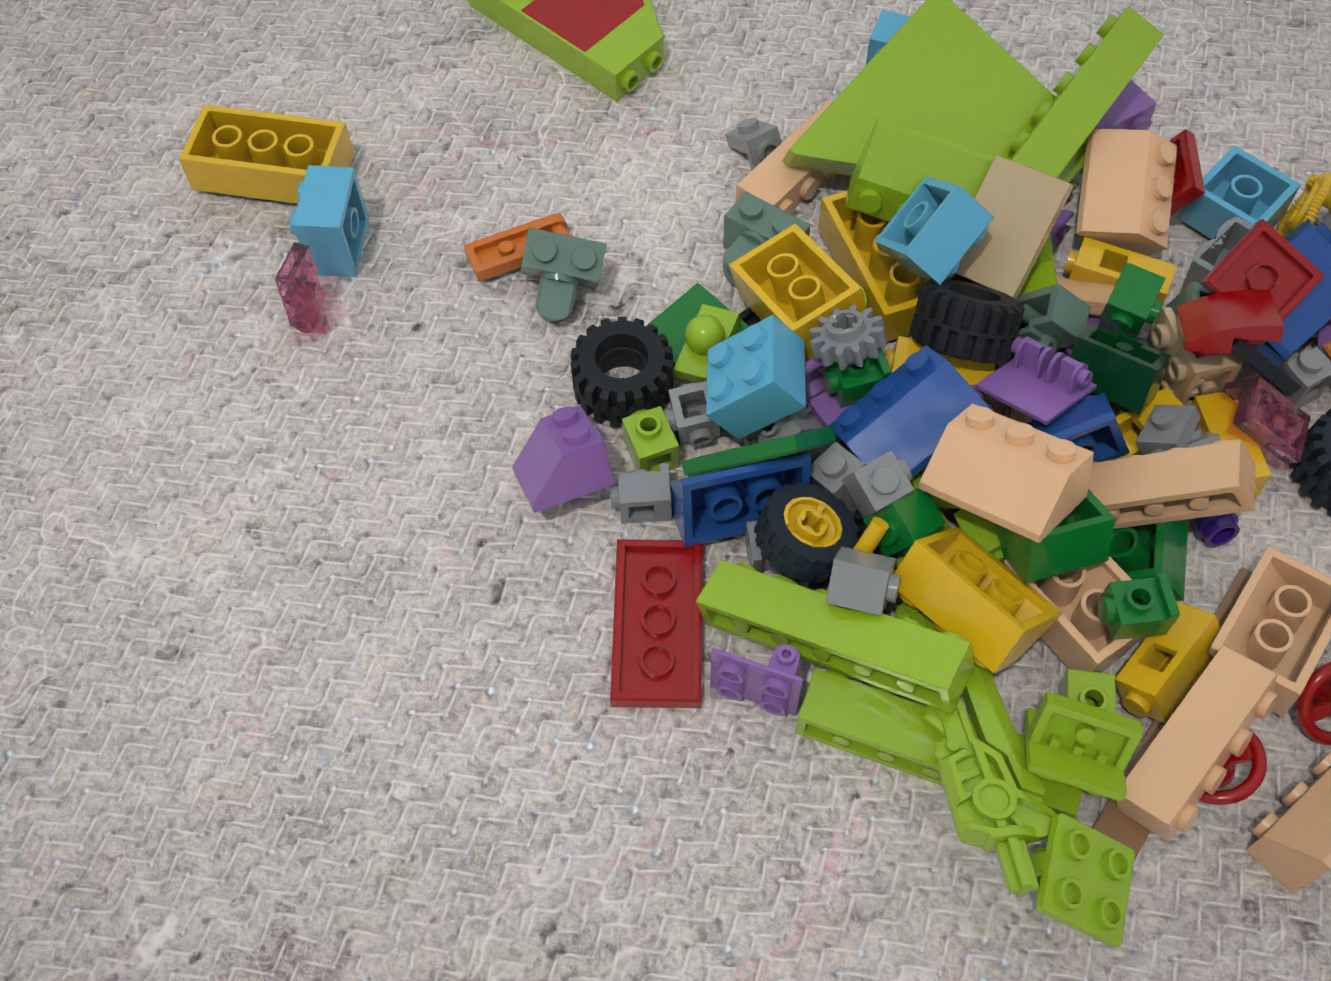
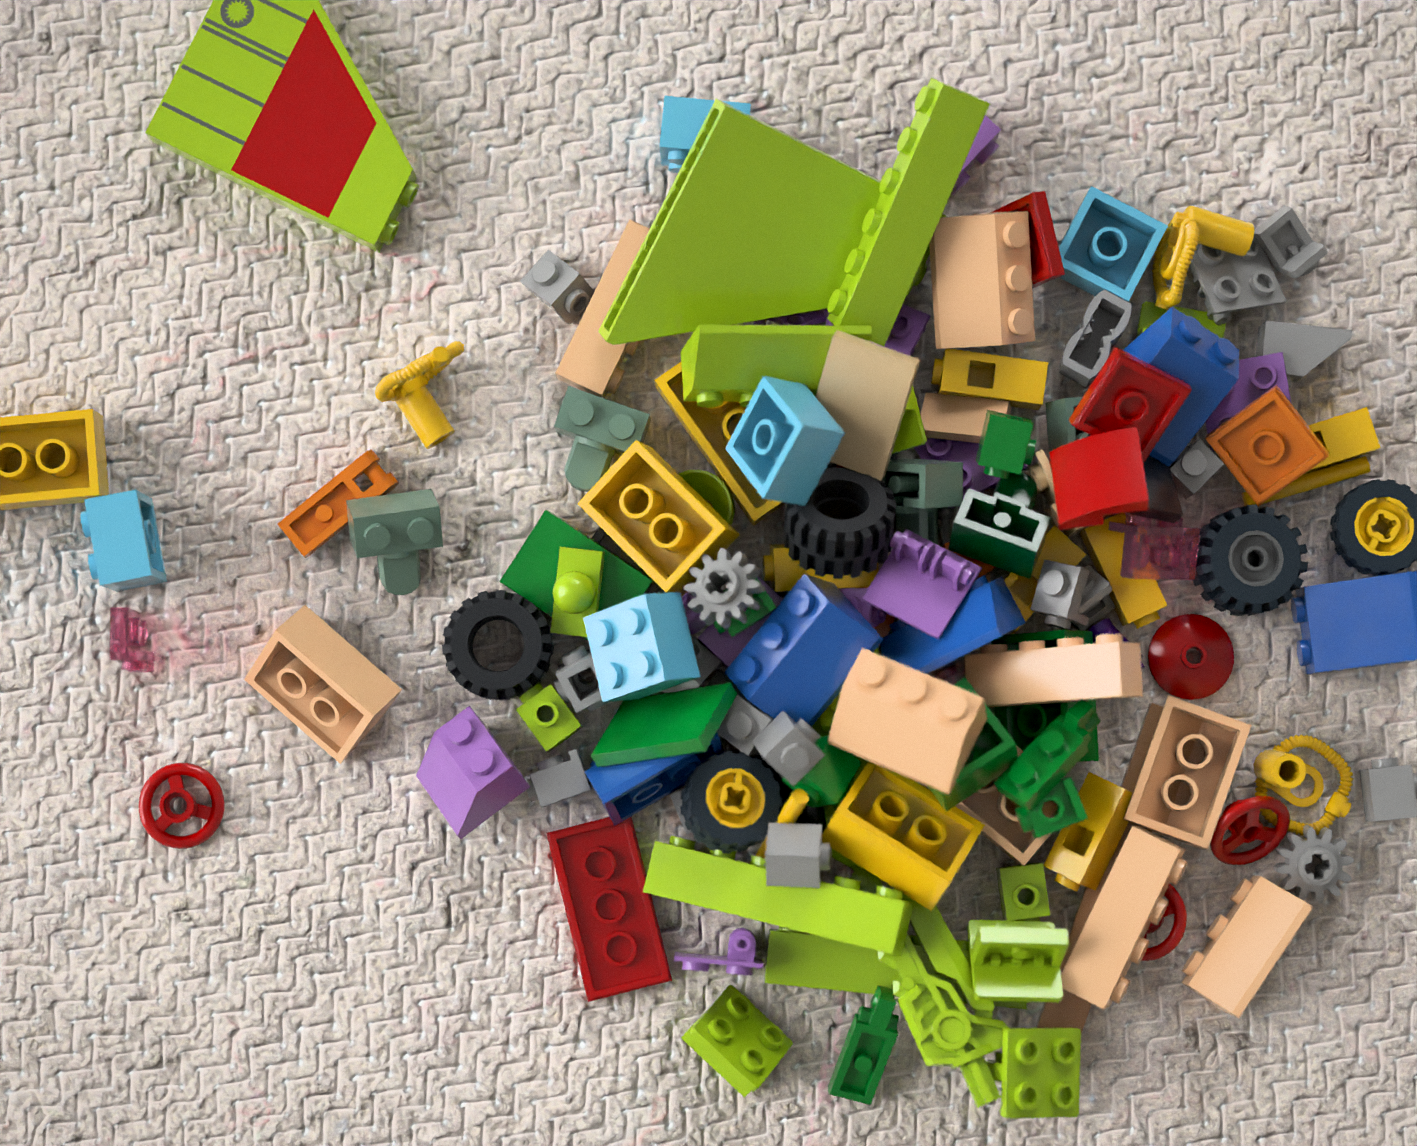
camera: 15 degrees left, 25 degrees up
(289, 436) = (157, 828): none -> red piece
(454, 370) = (322, 683): none -> light nougat slope
(612, 184) = (410, 393): none -> yellow piece
(751, 777) = (738, 1041): none -> lime bracket
(890, 817) = (866, 1049): none -> green hinge
(1144, 553) = (1049, 757): none -> green hinge
(1267, 527) = (1169, 662): none -> red dish

